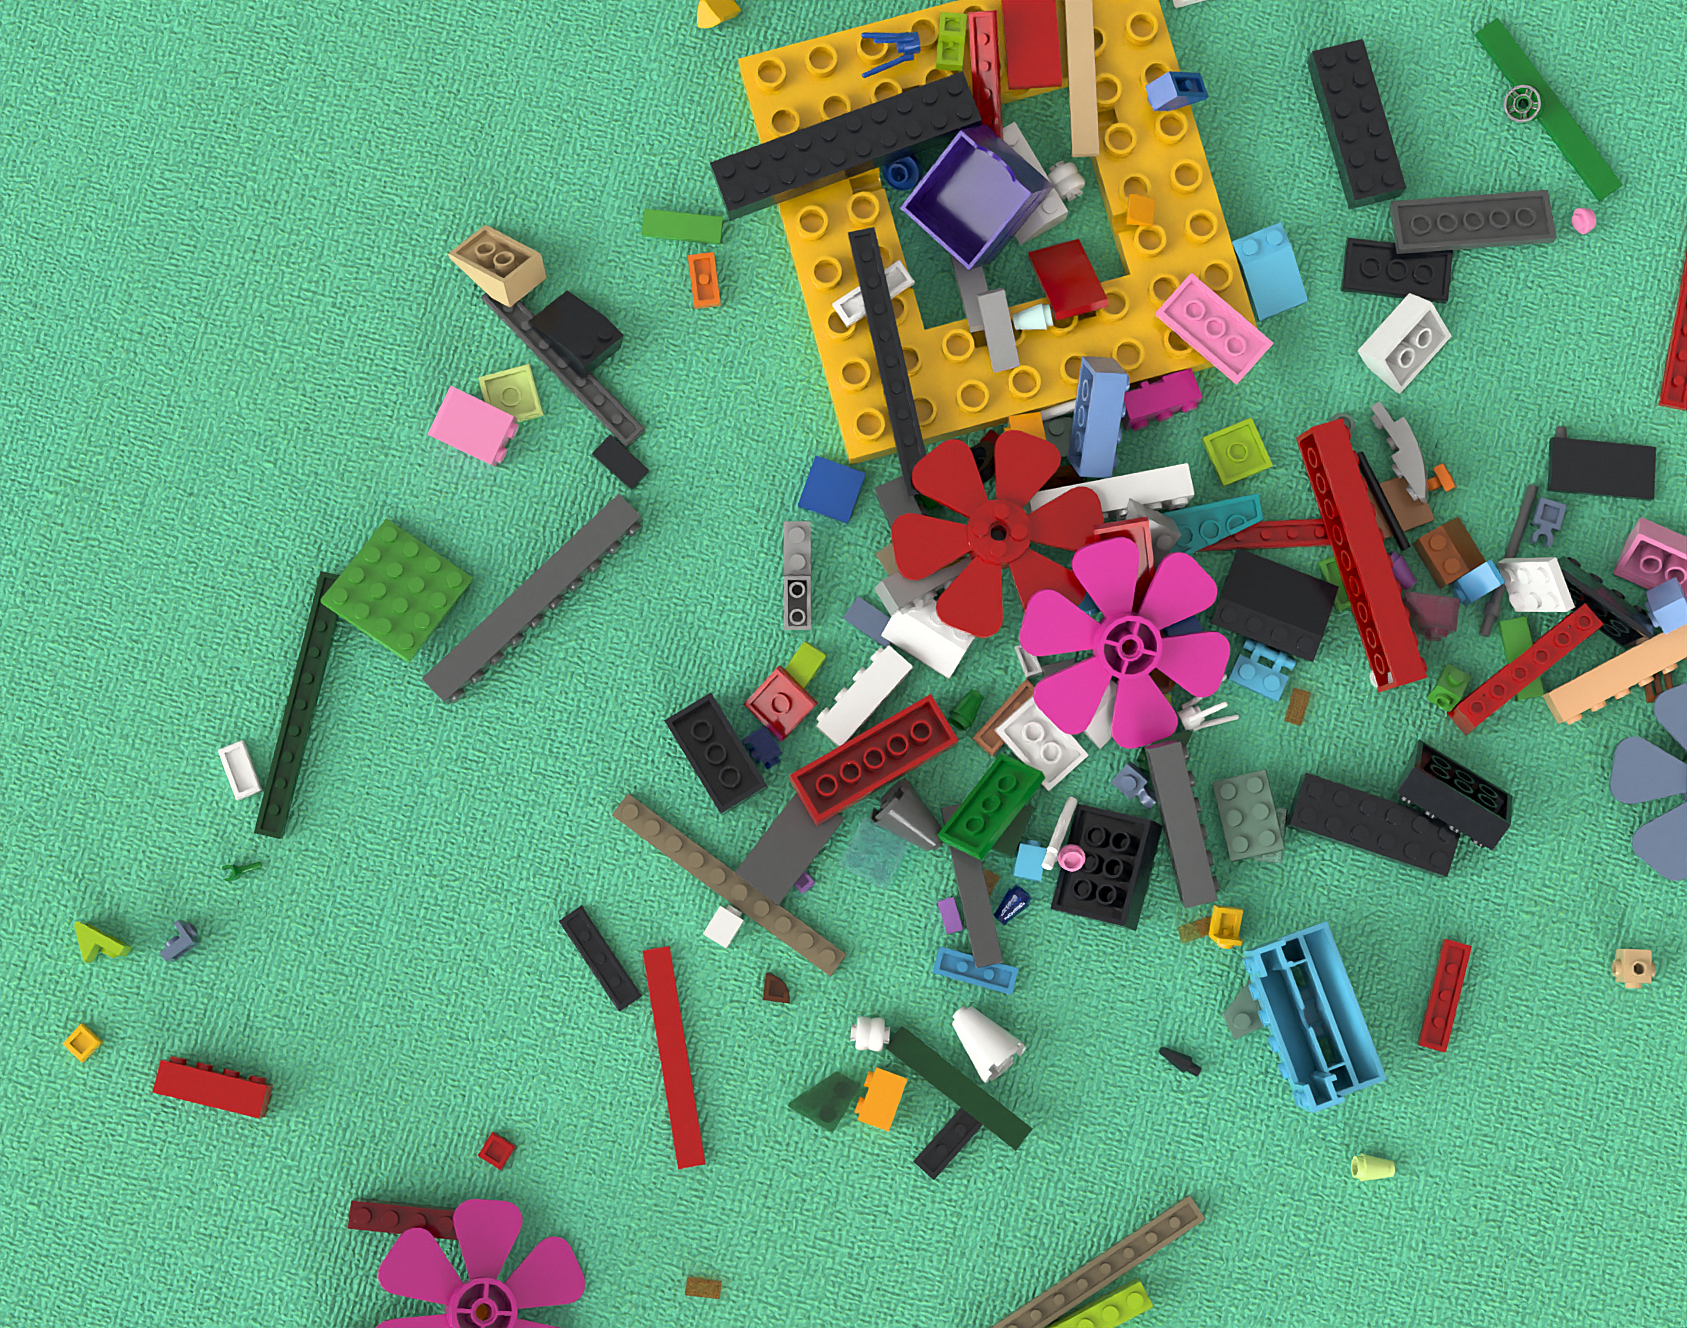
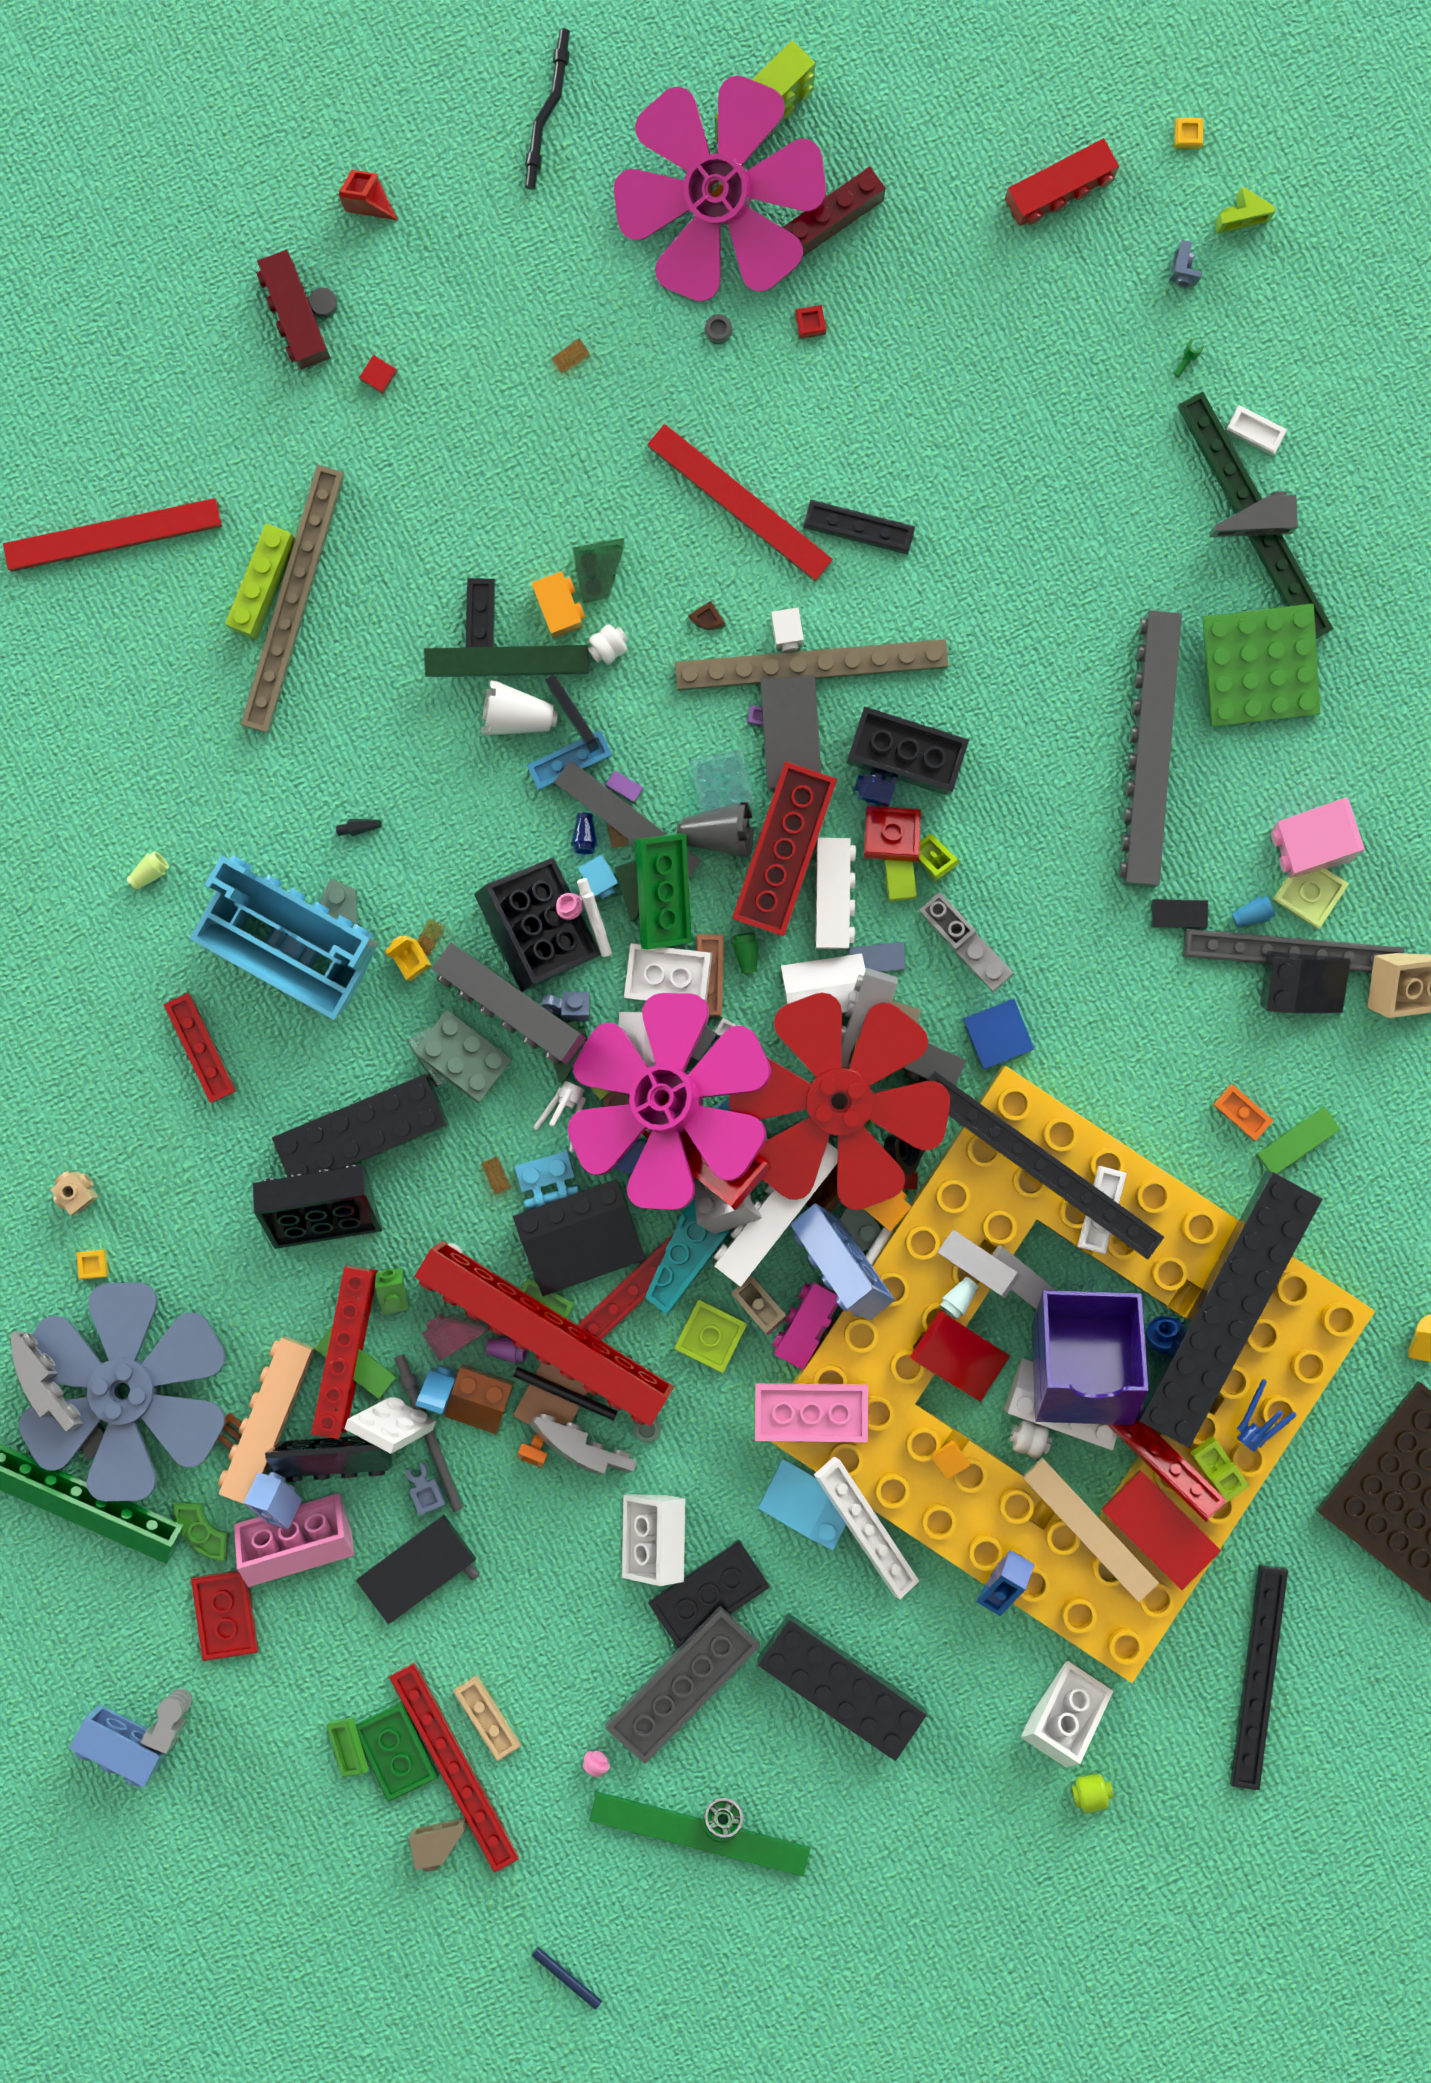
camera: 140 degrees right, 5 degrees up
(294, 695) = (1268, 516): none -> dark grey slope
(566, 416) = (1254, 912): none -> dark azure cone
(572, 1207) = (718, 329): none -> dark grey tile
(764, 656) = (936, 858): none -> lime slope
(943, 1003) = (572, 713): none -> black tile
(1182, 440) = (759, 1305): none -> dark tan slope
(1242, 216) = (866, 1527): none -> white plate
(1637, 320) = (487, 1717): none -> tan tile
(1663, 902) = (92, 1264): none -> yellow tile

